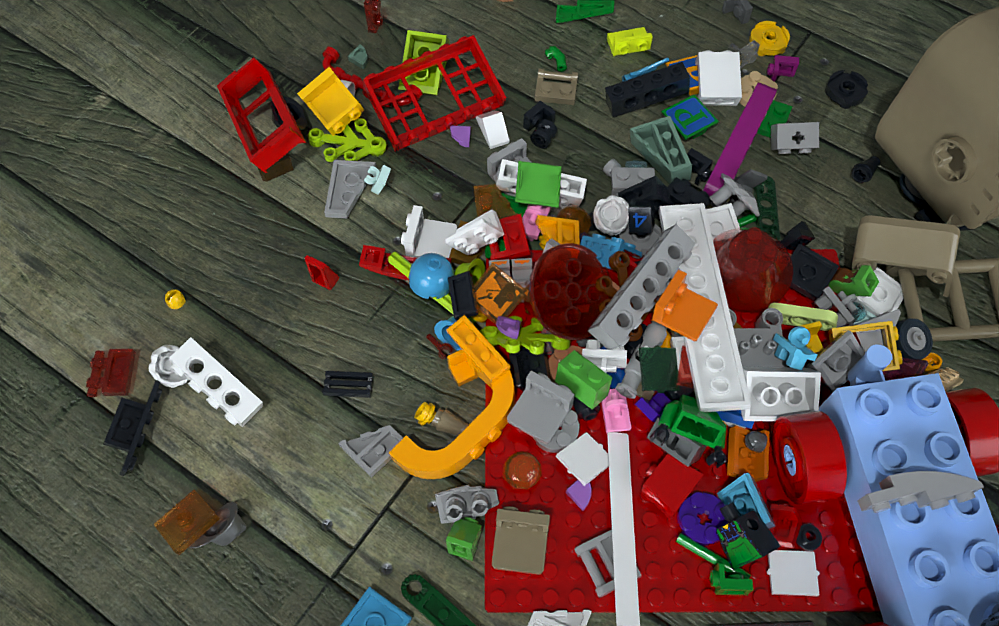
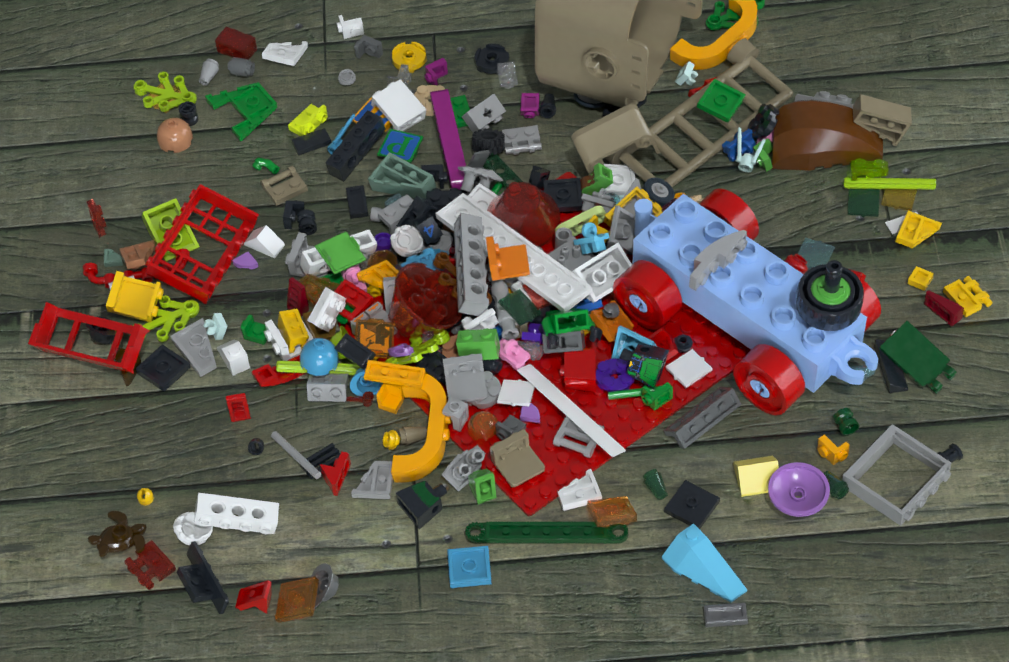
camera: 35 degrees left, 10 degrees down
(111, 324) = (119, 536): none -> dark brown animal
(155, 487) = (255, 596): none -> red slope
(302, 185) = (163, 367): none -> black plate
(305, 323) = (252, 446): none -> black hinge
(328, 361) = (296, 455): none -> light grey bar
(340, 413) = (336, 475): none -> red slope
(367, 218) = (234, 356): none -> white slope
(374, 64) = (138, 254): none -> nougat wing
(393, 508) = (421, 502): none -> black torso
(405, 201) = (253, 330): none -> green bracket
(418, 311) = (327, 387): none -> light grey bracket
(435, 229) = (292, 329): none -> yellow hinge
(466, 203) = (297, 297): none -> dark red slope
(504, 436) = (457, 411): none -> light grey bracket
(545, 495) = (509, 427): none -> dark grey bracket
(590, 199) = (383, 241): none -> dark purple wheel
(607, 144) = (357, 201): none -> black tile
(615, 61) = (311, 141): none -> black tile
(640, 423) = (533, 348): none -> clear cone
(696, 23) = (346, 77): none -> light grey plate
(777, 166) = (488, 140): none -> black tyre
(810, 182) = (522, 140): none -> light grey plate
(848, 156) = (530, 105): none -> magenta bracket
(849, 112) = (507, 74): none -> clear bracket

